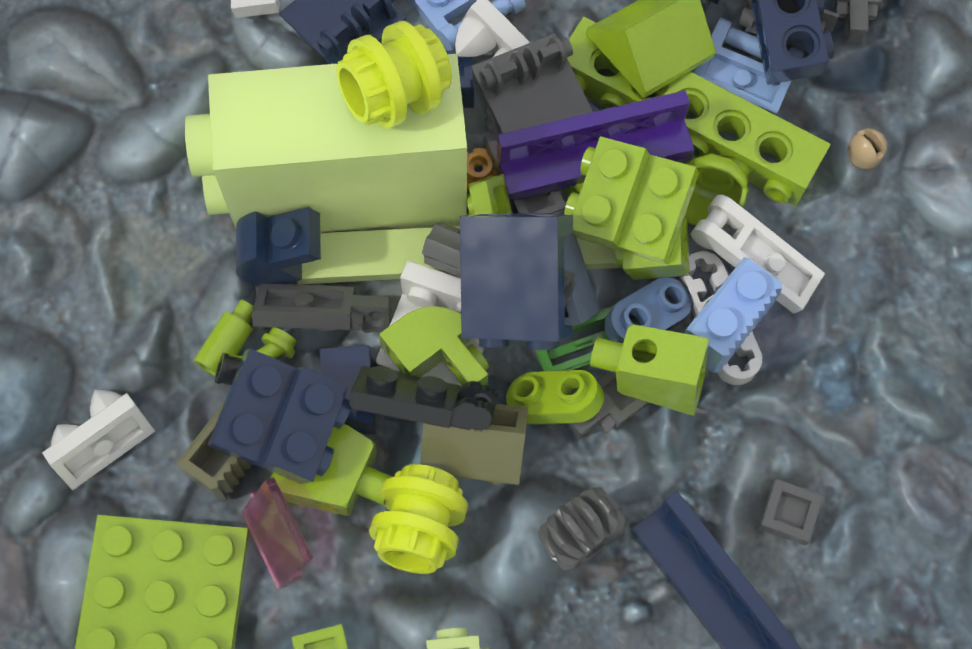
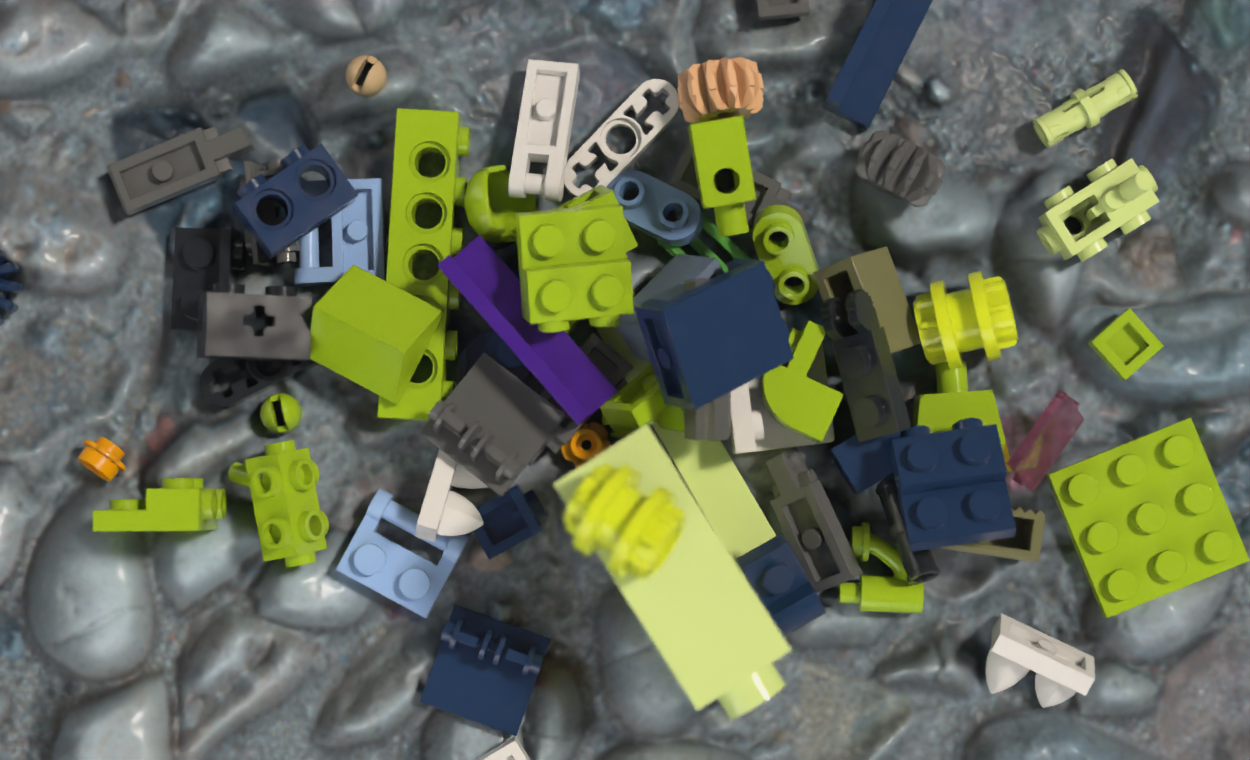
camera: 110 degrees left, 15 degrees up
(725, 409) = (720, 90): none -> light nougat gear
(735, 311) = (629, 125): light blue brick -> none

